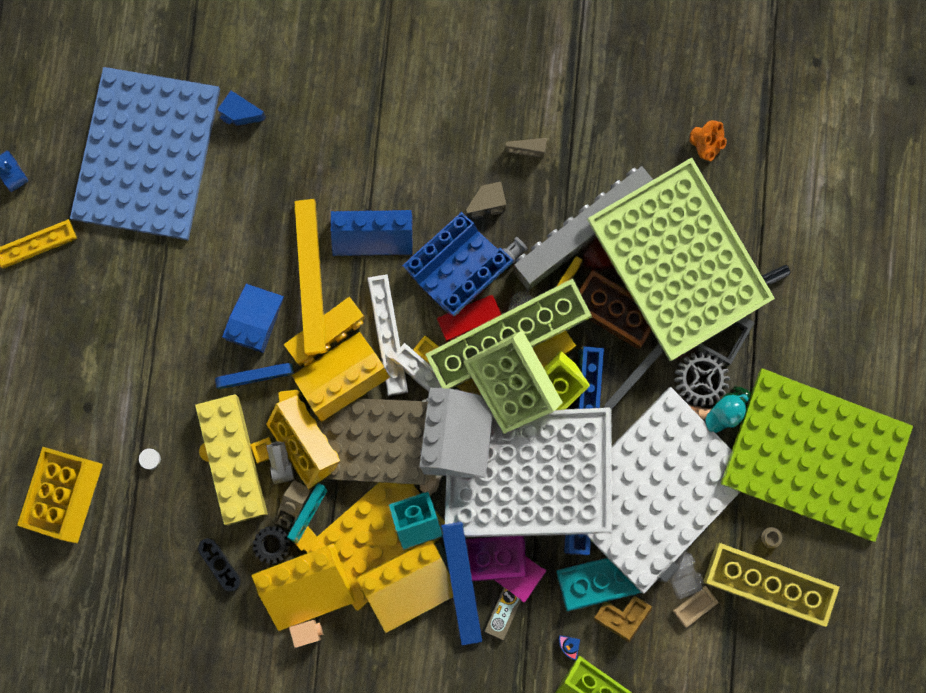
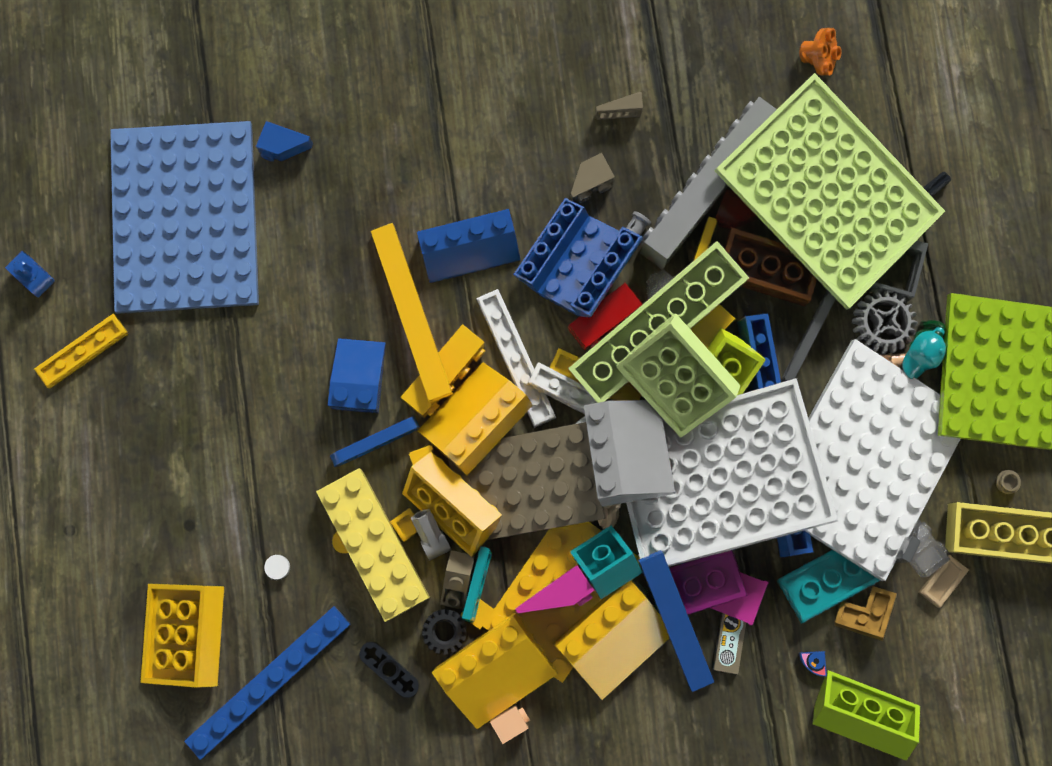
camera: 20 degrees left, 0 degrees up
(118, 550) = (267, 683): none -> blue plate
(375, 535) = (562, 592): none -> dark pink slope

